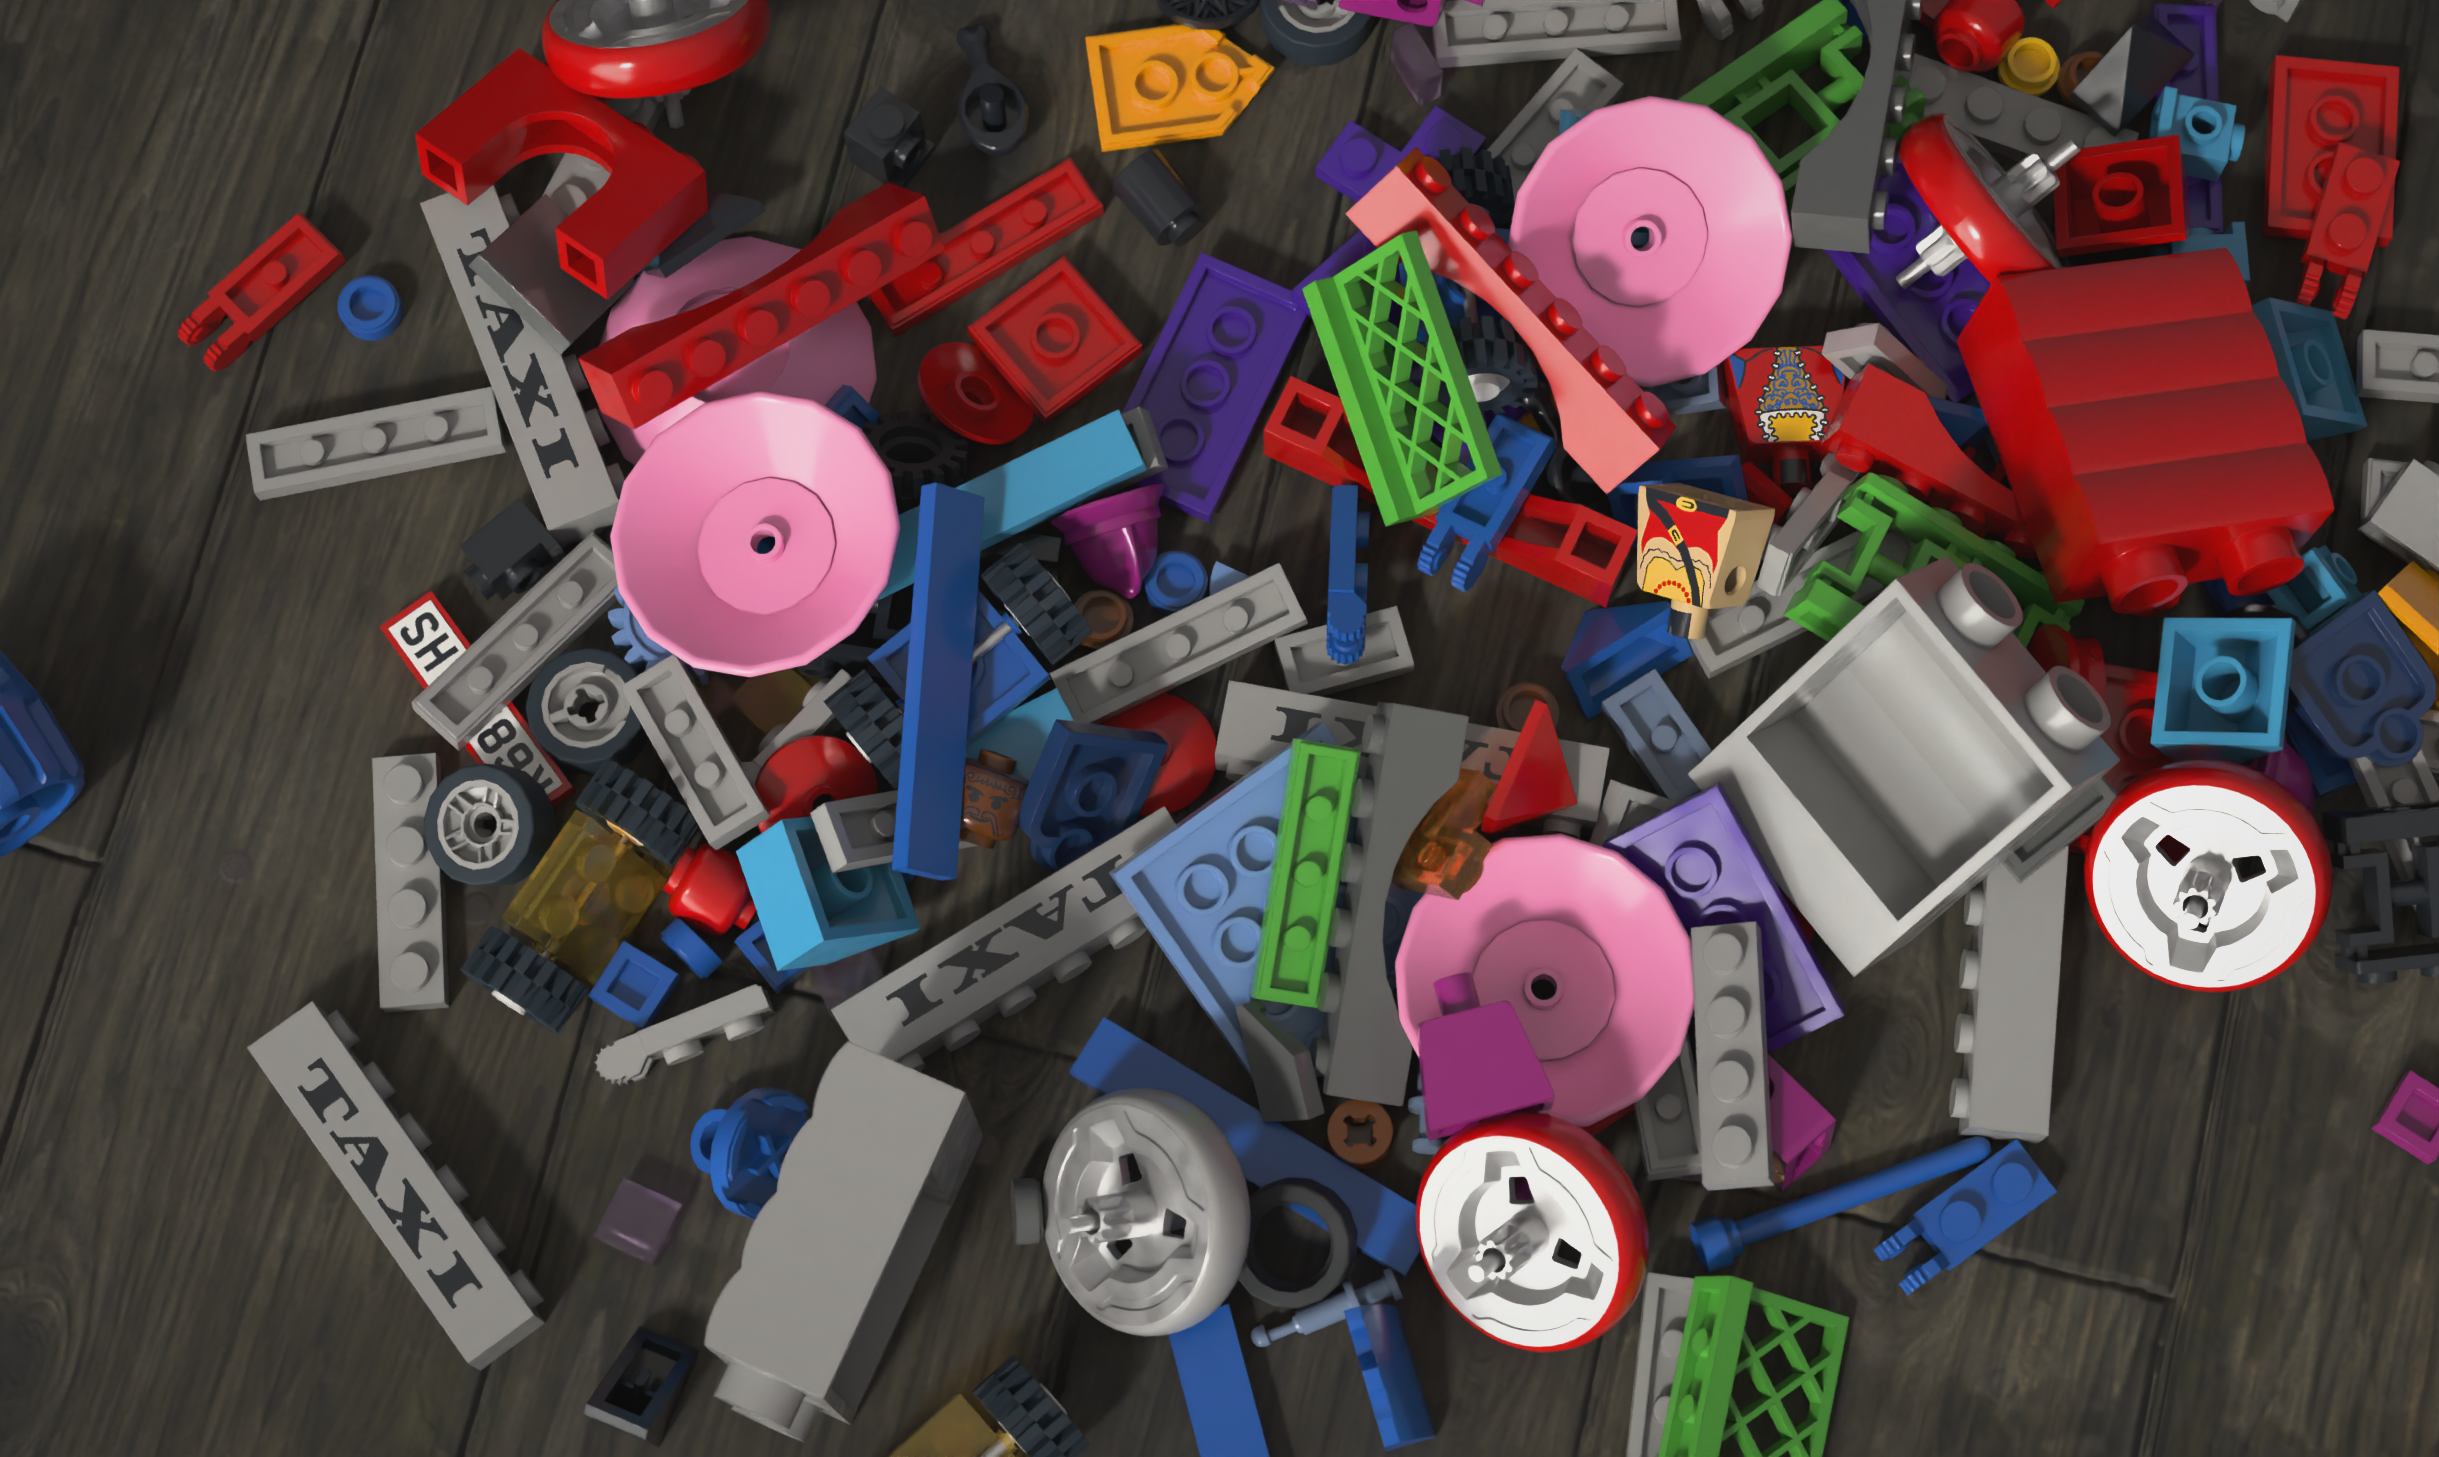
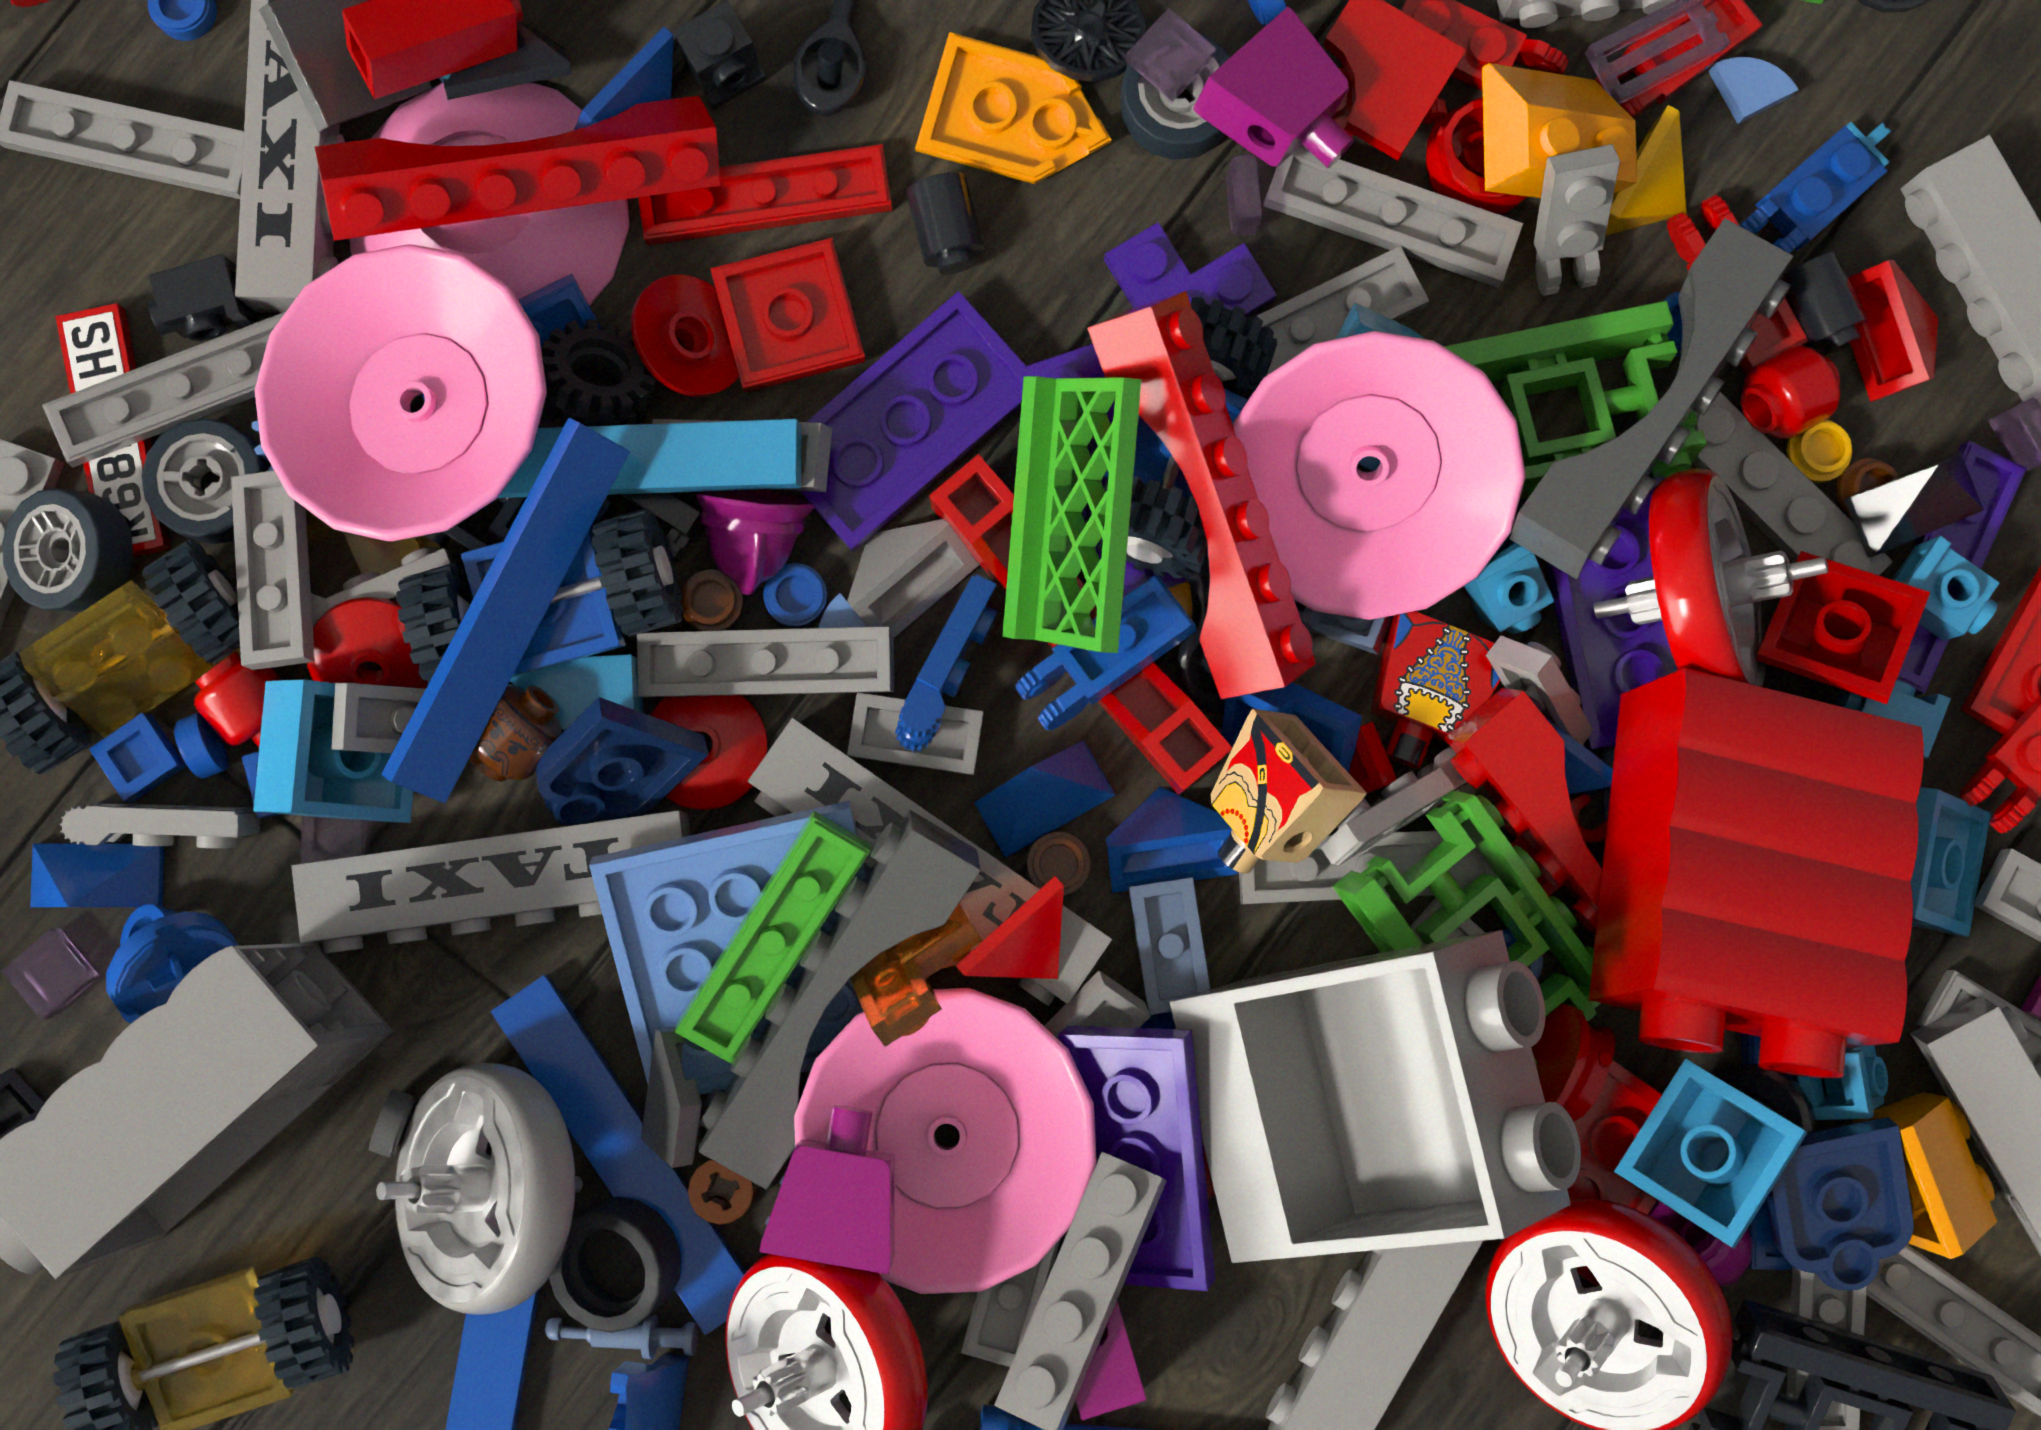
camera: 20 degrees right, 10 degrees up
(639, 1115) = (96, 875): none -> blue slope
(832, 191) = (640, 81): none -> blue slope
(1270, 514) = (907, 573): none -> light grey slope
(1485, 661) = (1044, 798): none -> blue slope
(1798, 306) = (1505, 607): none -> dark azure brick

